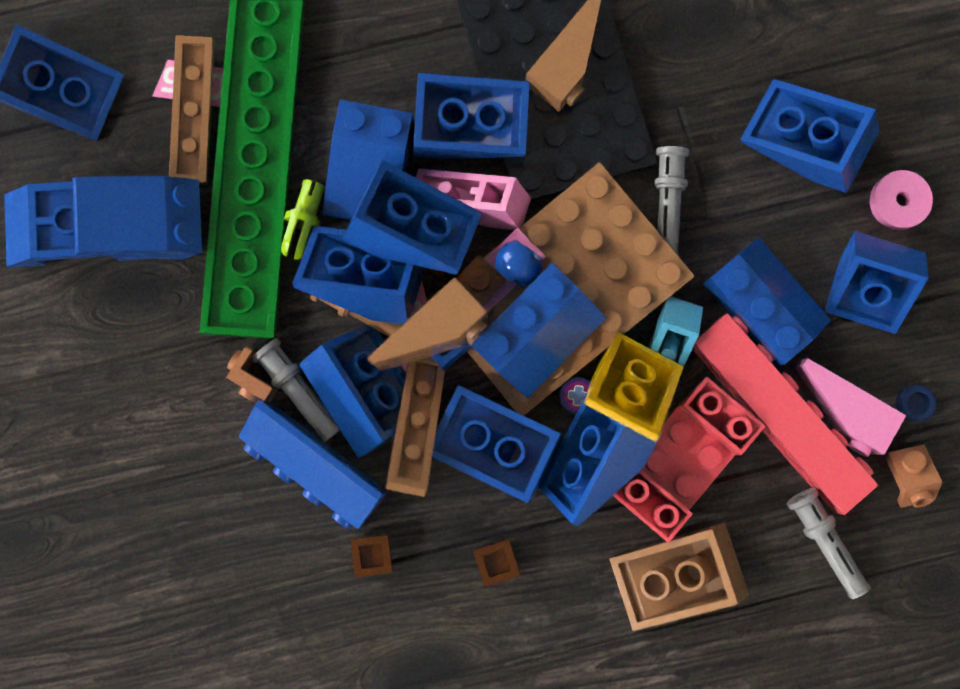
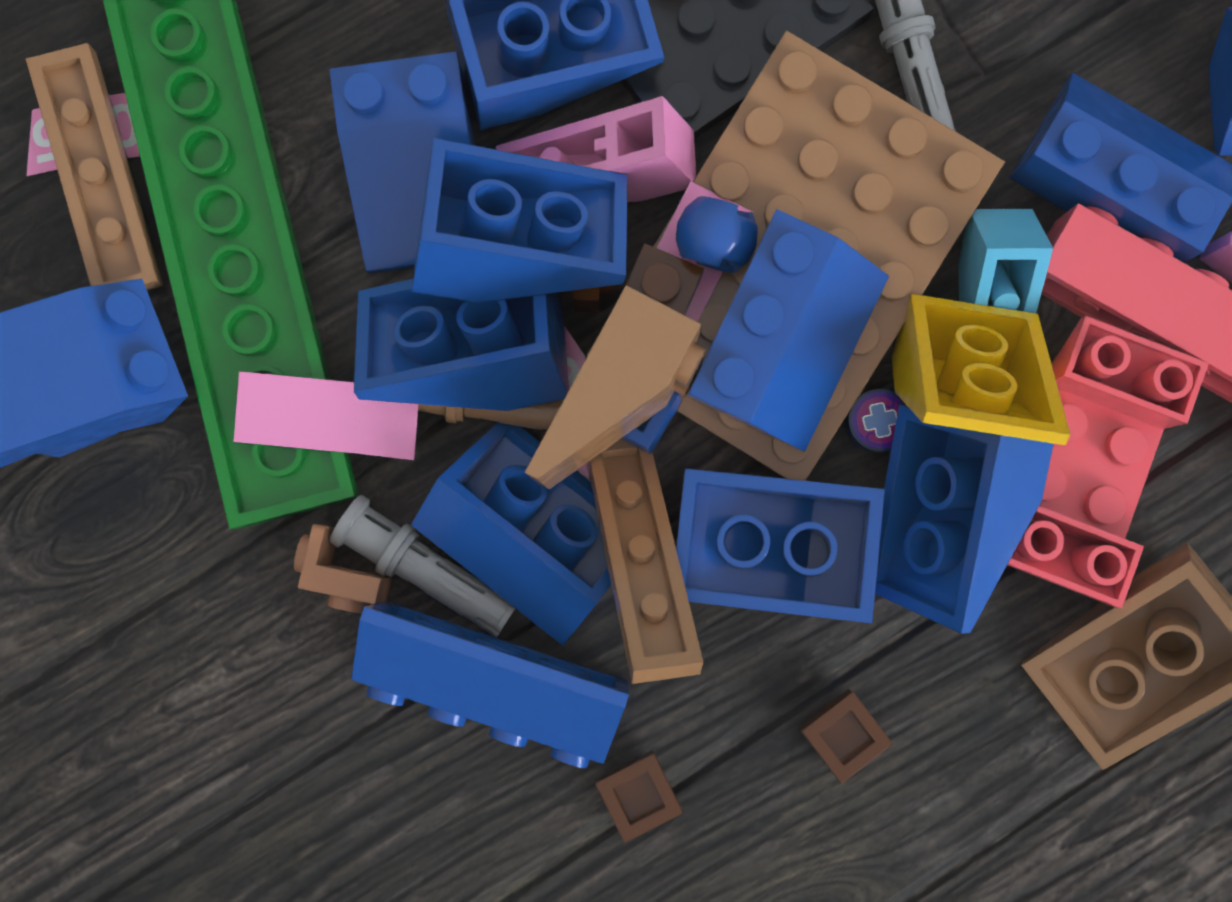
camera: 20 degrees left, 0 degrees up
(269, 288) = (321, 417): none -> bright pink sticker
(302, 218) = (335, 286): lime arm -> none

